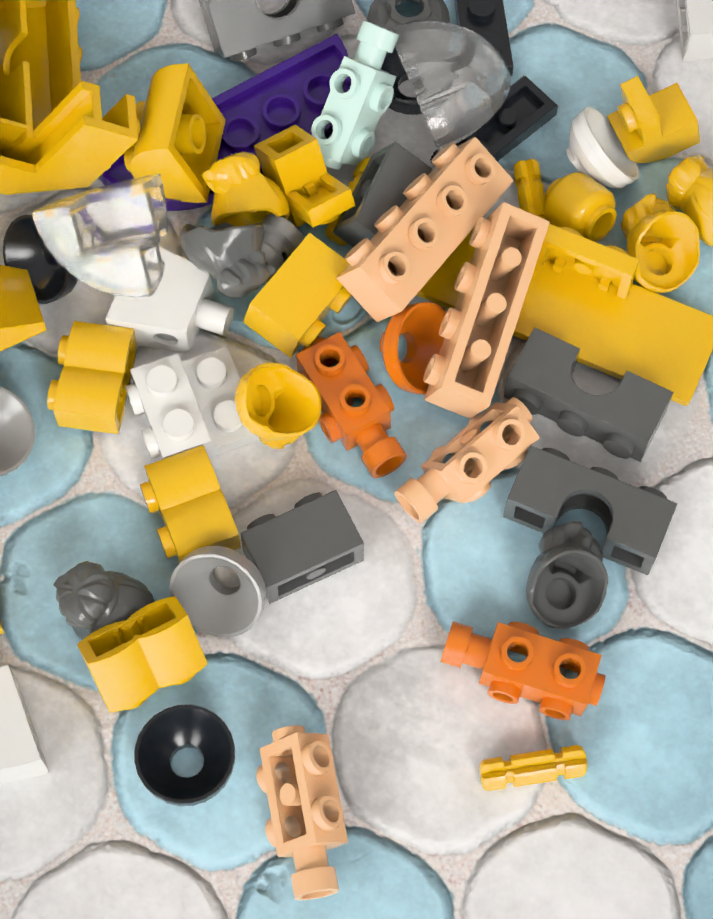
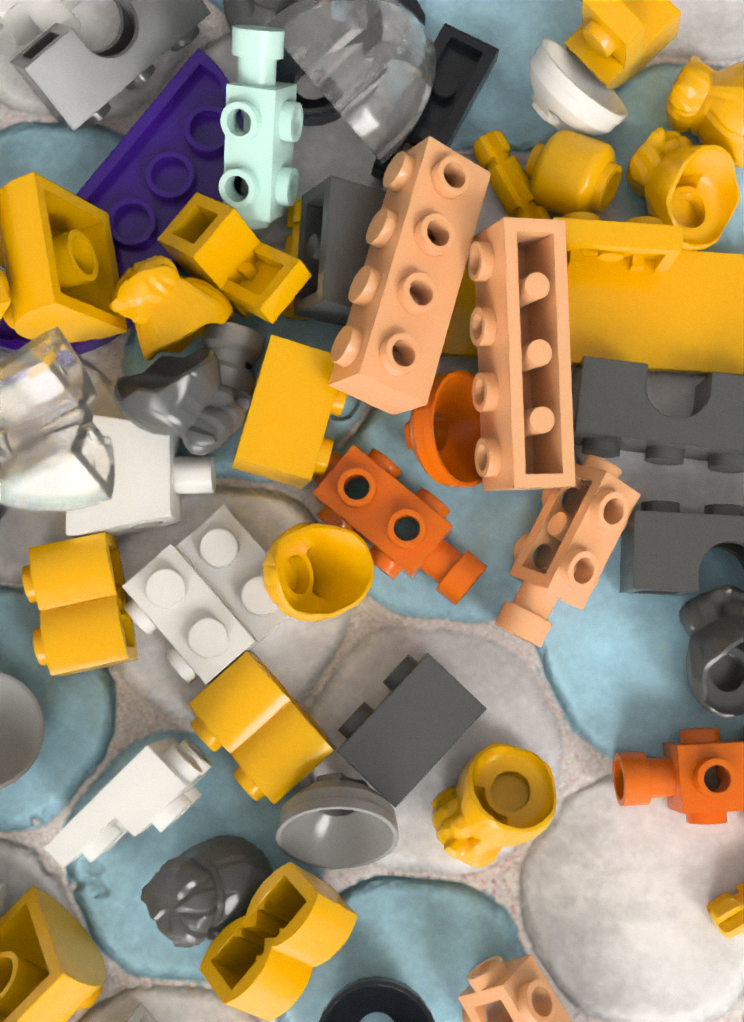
camera: 15 degrees left, 15 degrees up
(81, 505) = (146, 792): none -> white plate
(344, 620) = (497, 803): none -> yellow hair

